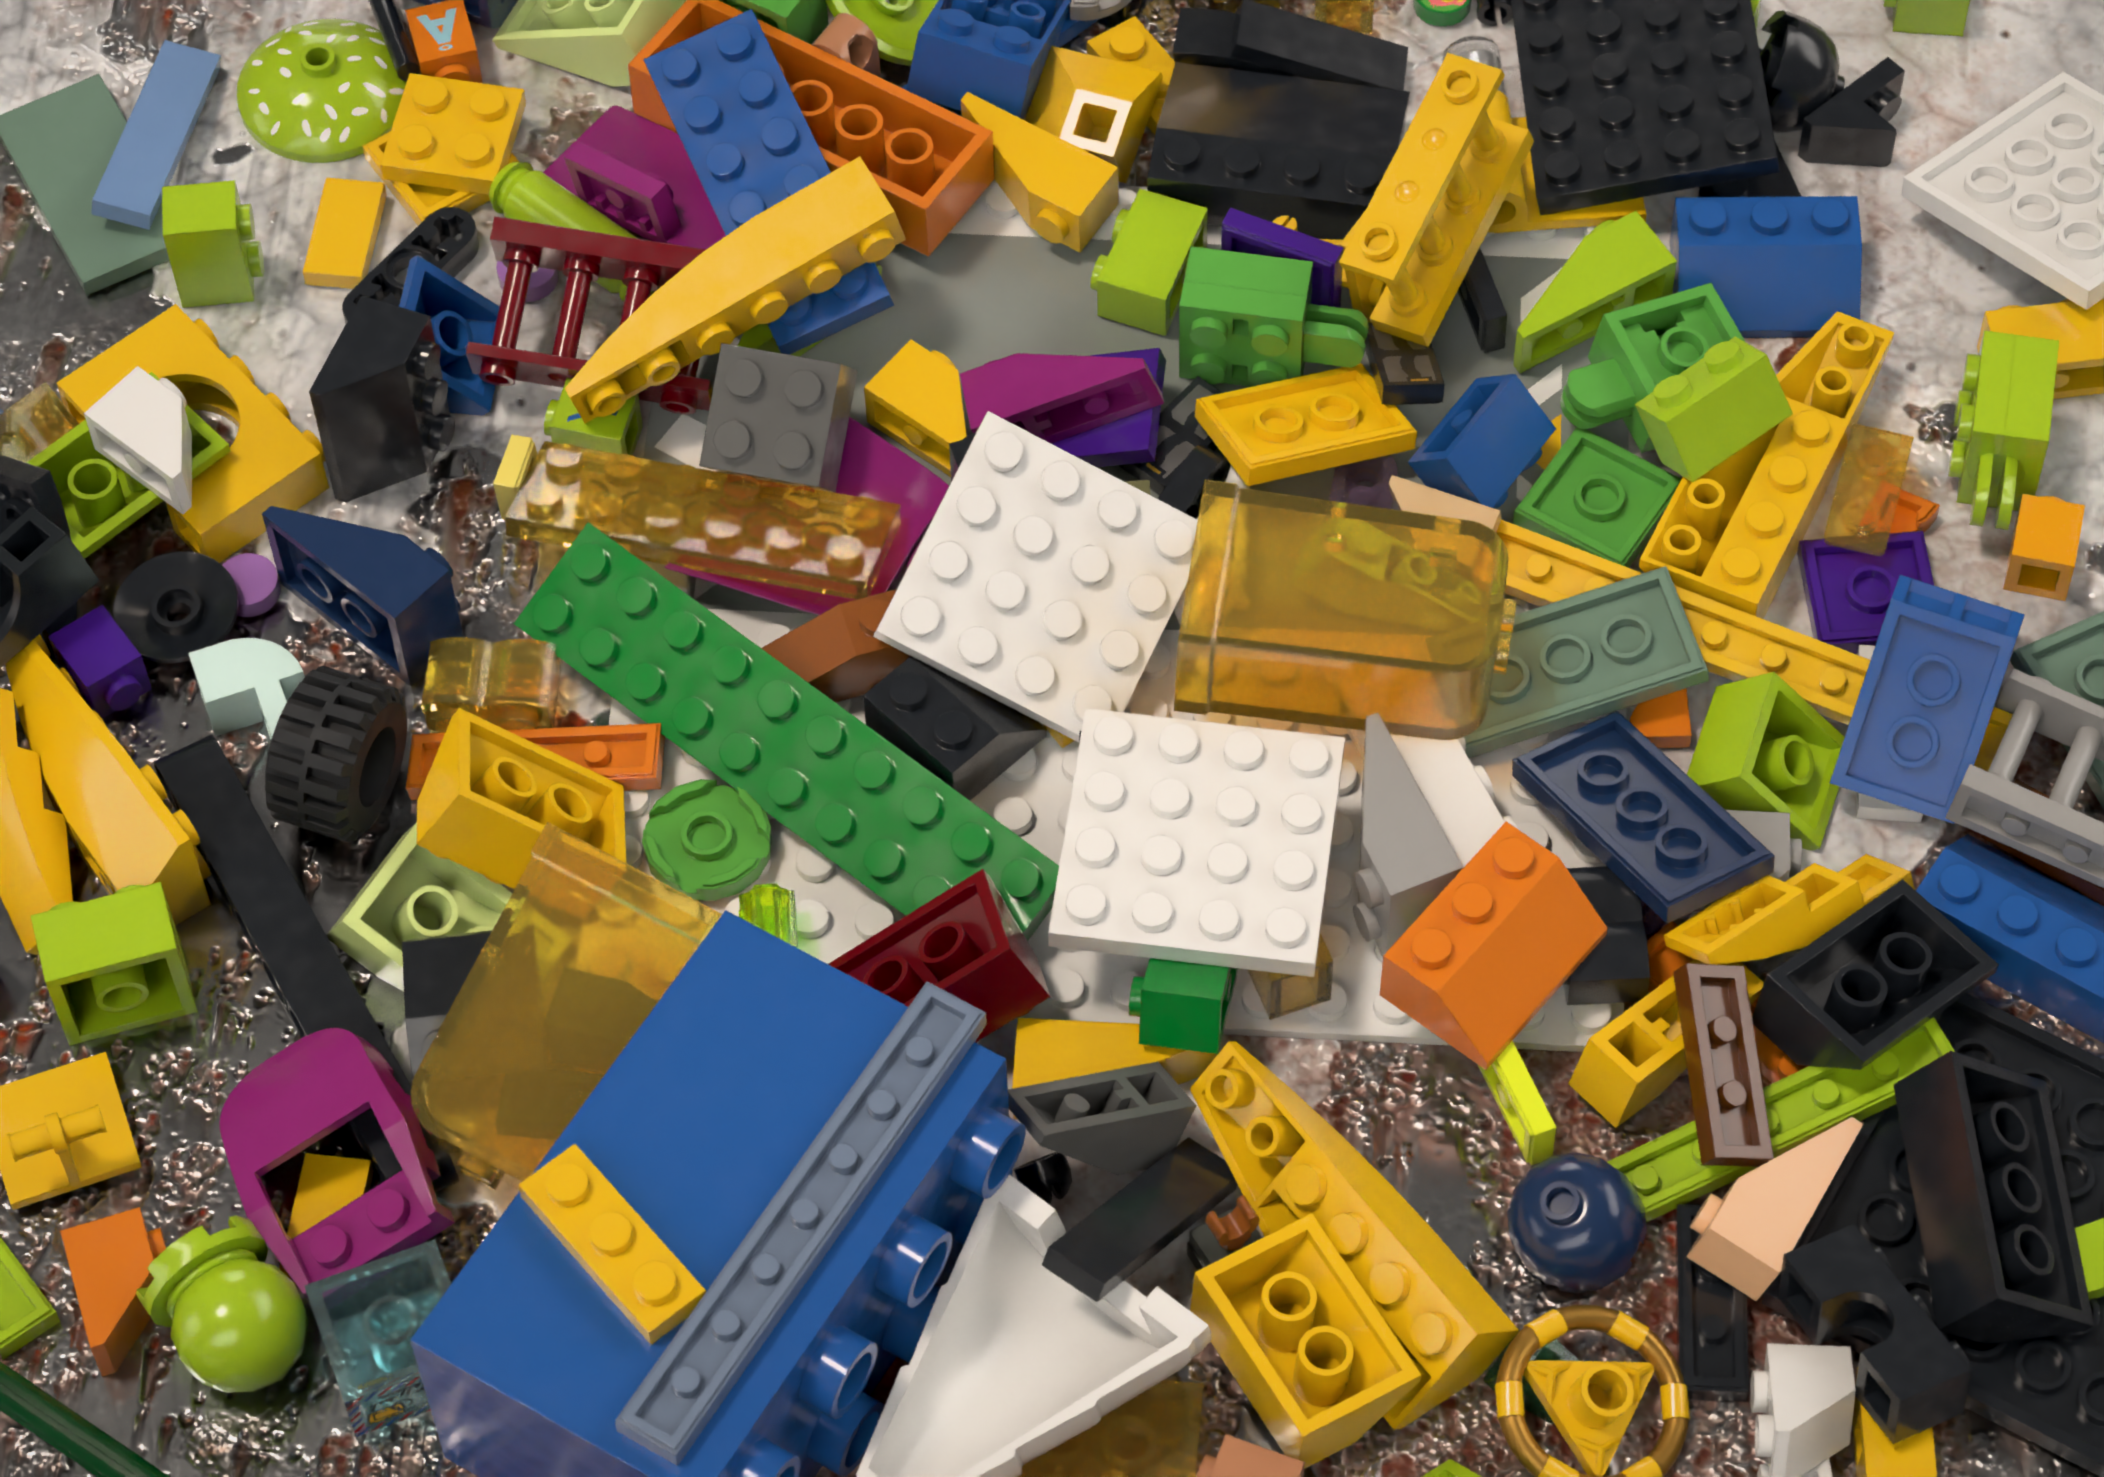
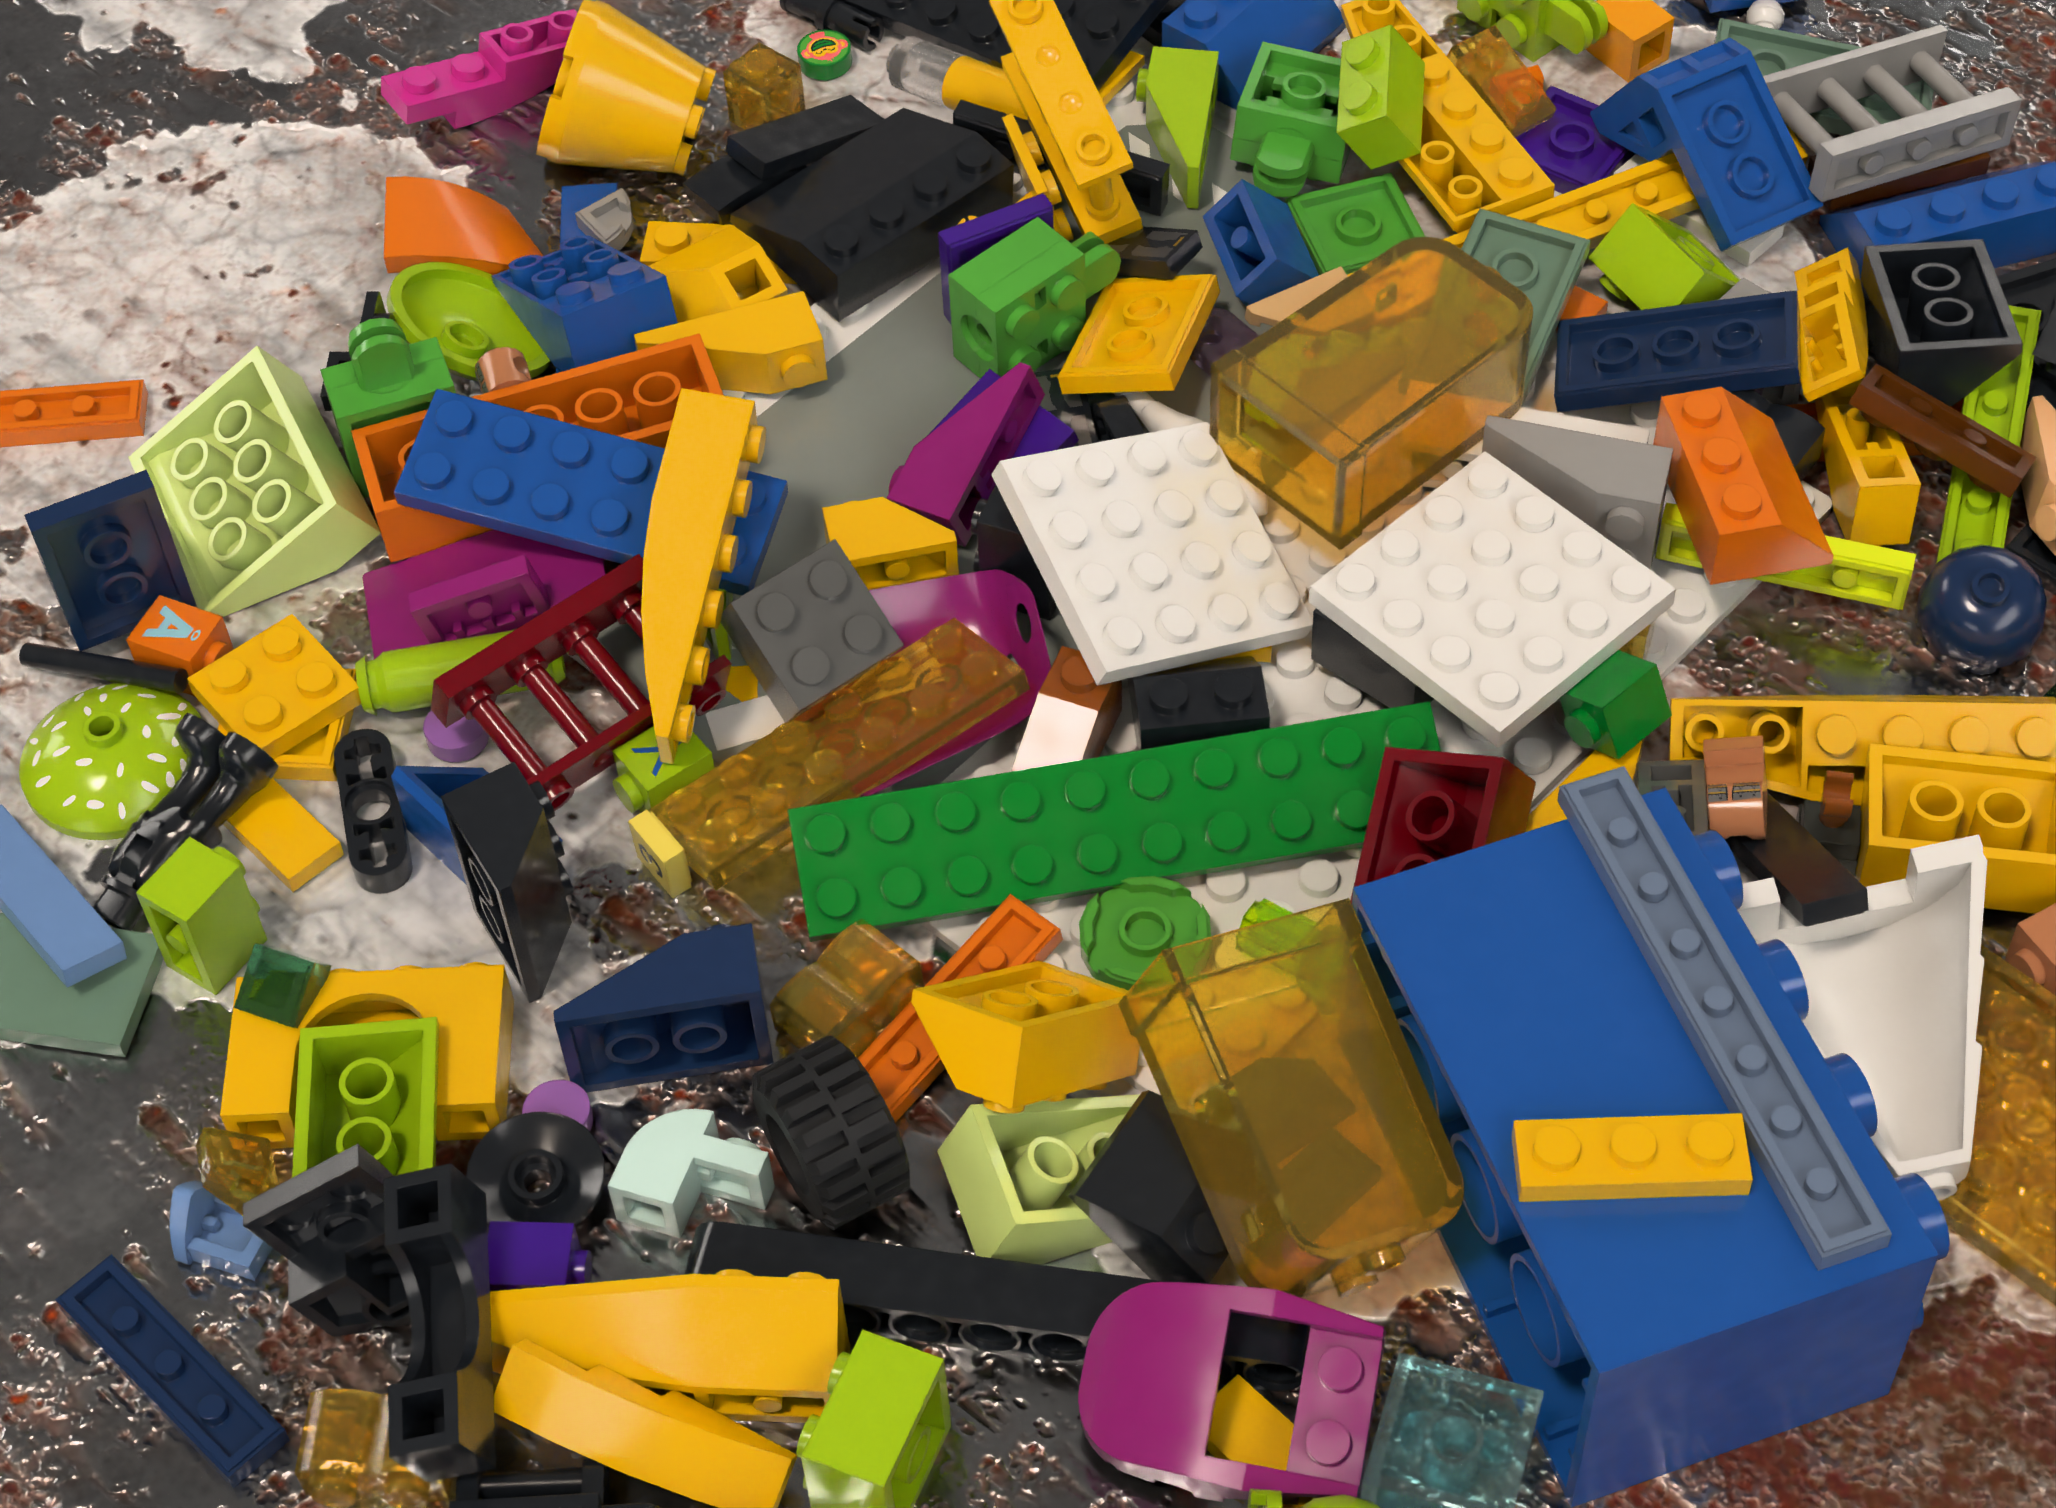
camera: 50 degrees left, 5 degrees down
(147, 435) = (385, 1060): white slope -> none
(187, 332) = (280, 984): none -> clear green slope
(282, 173) = (213, 786): none -> black piece
(1148, 261) = (892, 336): lime brick -> none
(1179, 1149) = (1736, 786): none -> nougat leg

